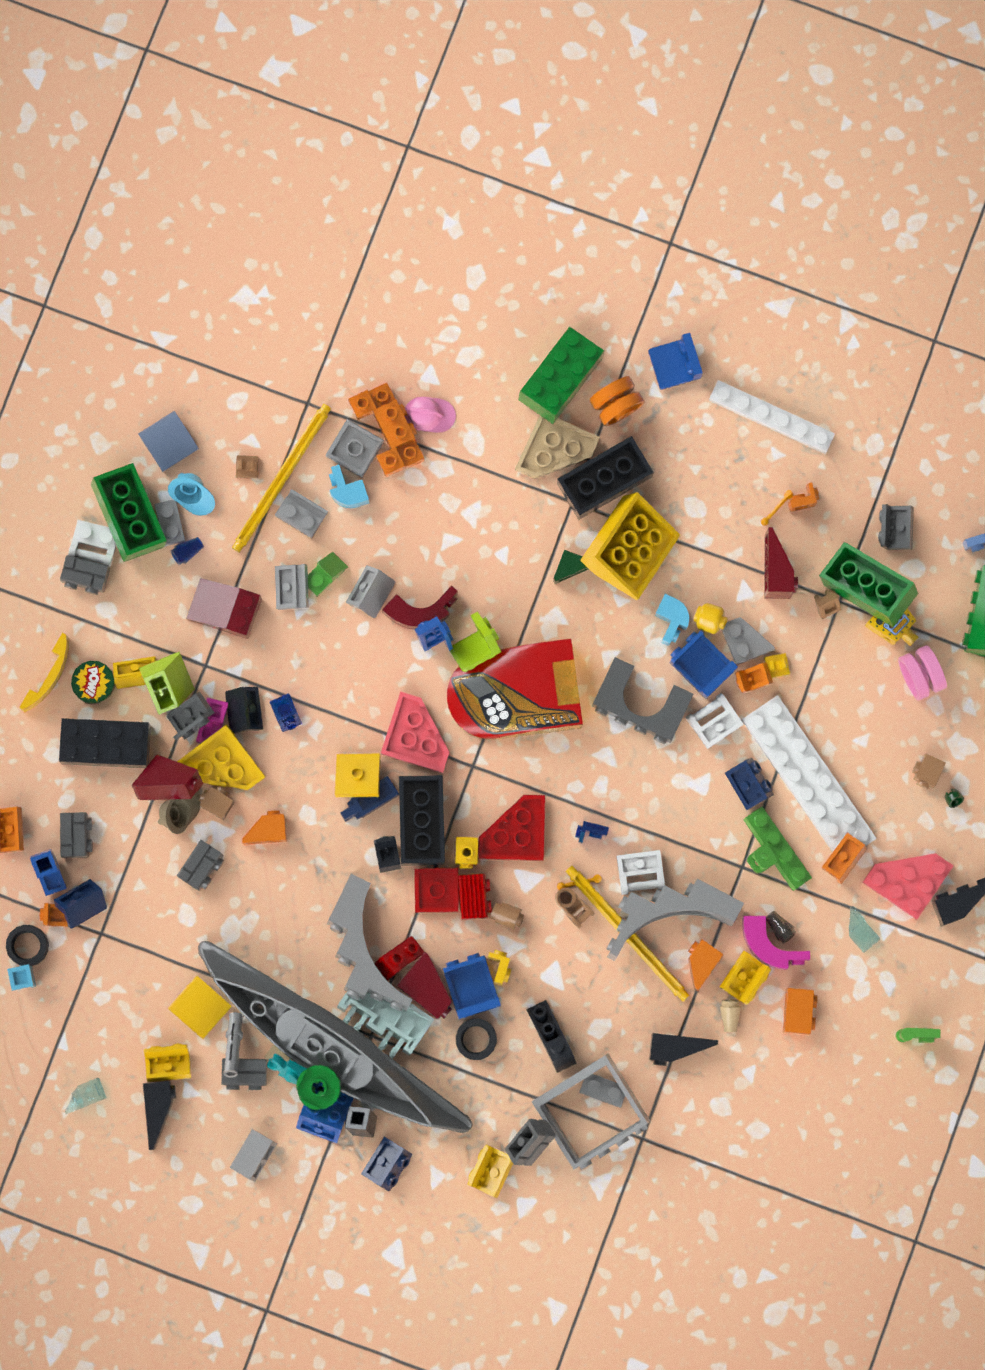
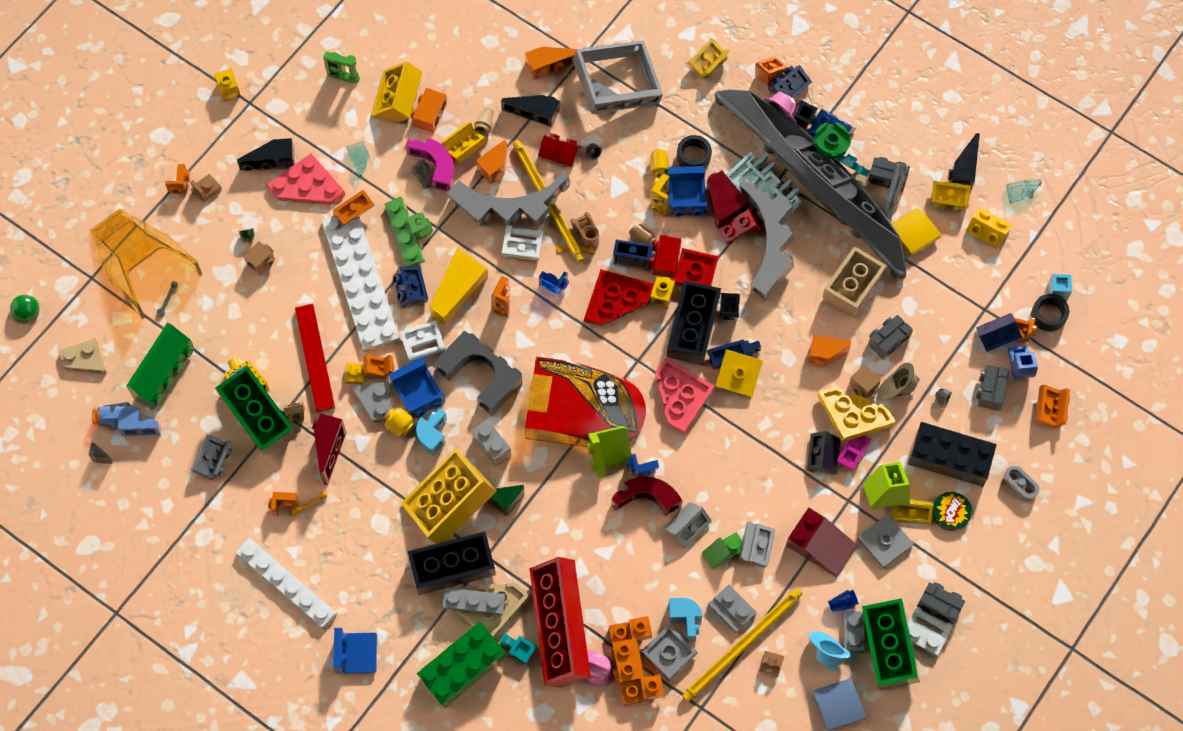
camera: 160 degrees left, 15 degrees down
(24, 733) = (1022, 482): none -> light grey plate
(32, 698) = (1006, 509): yellow slope -> none
(115, 1036) = (988, 227): none -> yellow bracket
(128, 812) = (943, 396): none -> dark grey hinge
(157, 629) = (885, 541): none -> light grey plate
(167, 780) = (905, 405): dark red slope -> none
(189, 715) = (871, 453): dark grey bracket -> none
(253, 1155) = (895, 114): light grey hinge -> none
(254, 919) = (854, 281): none -> tan brick
(285, 713) = (788, 441): clear blue bracket -> none
(386, 1127) = (784, 104): none -> bright pink piece
(413, 1176) = (768, 68): none -> orange slope
(474, 443) = (559, 622): none -> red brick
(508, 411) = (520, 648): none -> teal plate
(512, 886) = (632, 254): none -> dark blue brick
(512, 1014) = (659, 162): none -> yellow brick
(530, 1142) = (672, 64): dark grey brick -> none
(551, 1036) = (633, 141): black slope -> none
(569, 443) = (474, 601): none -> light grey plate
(593, 1011) = (596, 148): none -> black hinge
(603, 622) = (491, 443): none -> light grey brick
(616, 401) = (419, 625): orange wheel -> none
(633, 1002) = (559, 150): none -> red bracket
(644, 793) = (500, 298): none -> orange bracket
(683, 1115) = (548, 60): none -> orange slope
(697, 799) = (457, 286): none -> yellow slope
(827, 673) = (315, 358): none -> red tile
(844, 1023) = (397, 93): none -> yellow slope
(922, 672) = (234, 329): bright pink wheel -> none

